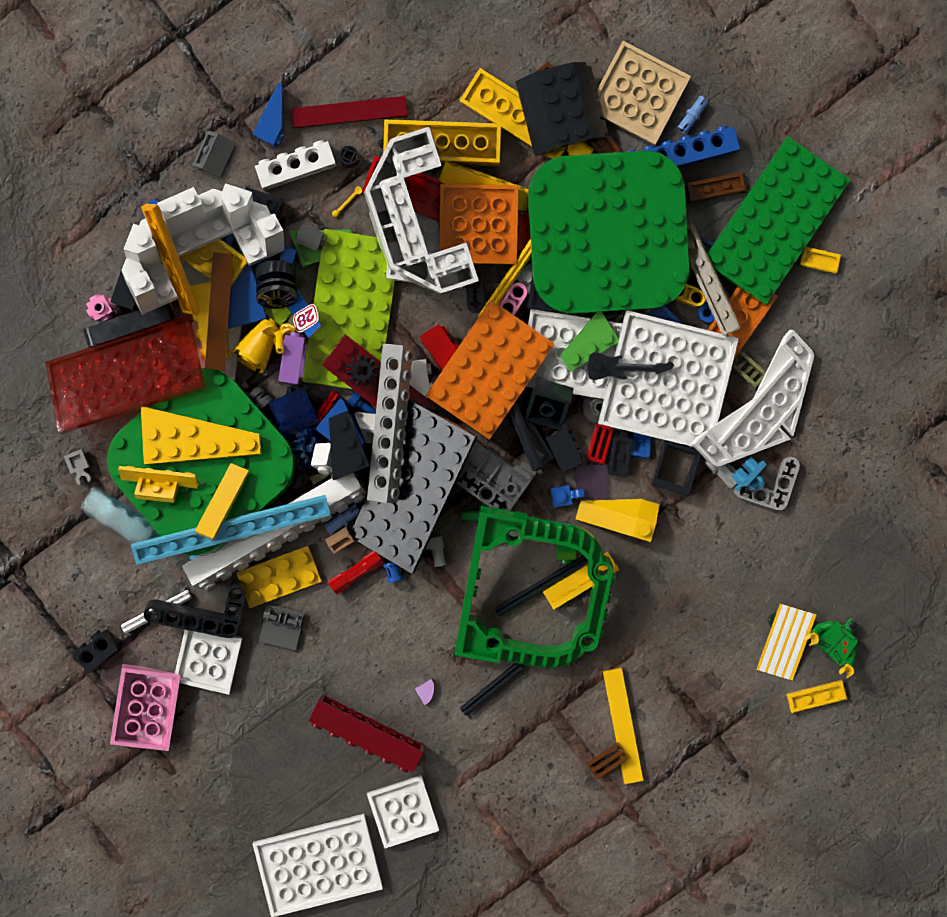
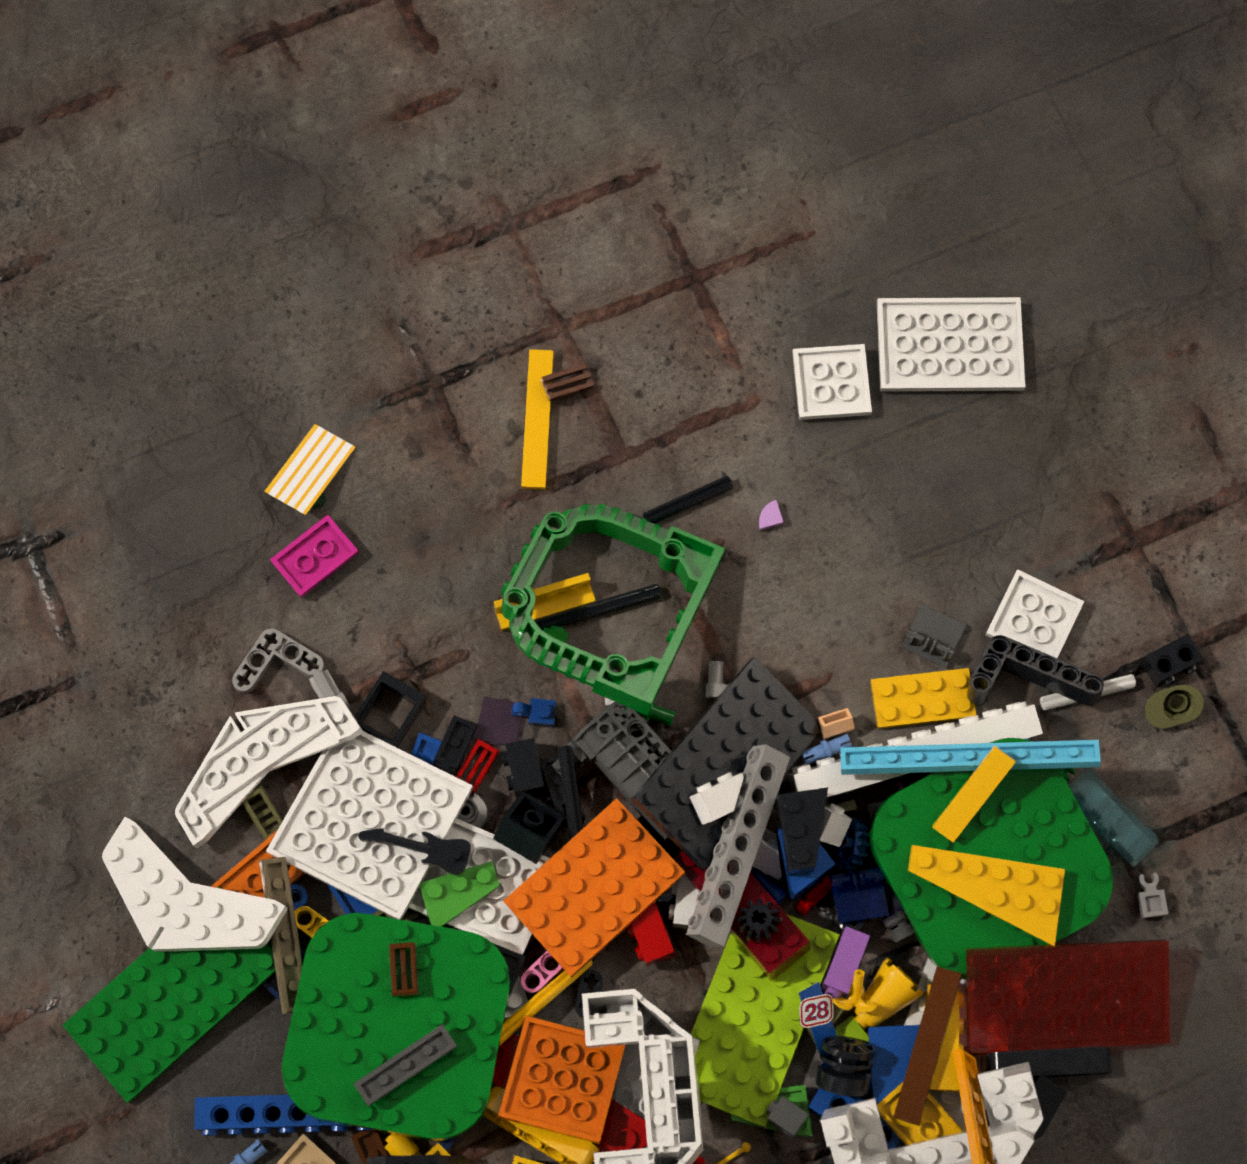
camera: 170 degrees left, 15 degrees down
(88, 615) = (1174, 706): none -> olive piece
(105, 313) = (1075, 1100): bright pink brick -> none
(145, 708) = (1125, 577): bright pink slope -> none
(157, 484) = (1052, 836): yellow bracket -> none
(345, 579) = (842, 673): red axle -> none
(366, 733) = (855, 480): dark red brick -> none
(393, 572) = (777, 667): blue bush -> none
(413, 452) = (717, 800): none -> white slope
(594, 201) = (405, 1065): none -> dark grey plate
(606, 273) = (405, 991): none -> reddish brown tile
(624, 516) = (467, 666): yellow wedge -> none
(716, 187) = (238, 1059): reddish brown tile -> none
(752, 478) = (292, 684): dark azure hips -> none
(764, 574) = (314, 556): none -> dark pink plate
(780, 278) = (180, 913): none -> white wing
(816, 696) = (291, 398): yellow tile -> none
(820, 260) = (124, 928): yellow tile -> none
(836, 642) = (248, 452): green torso -> none

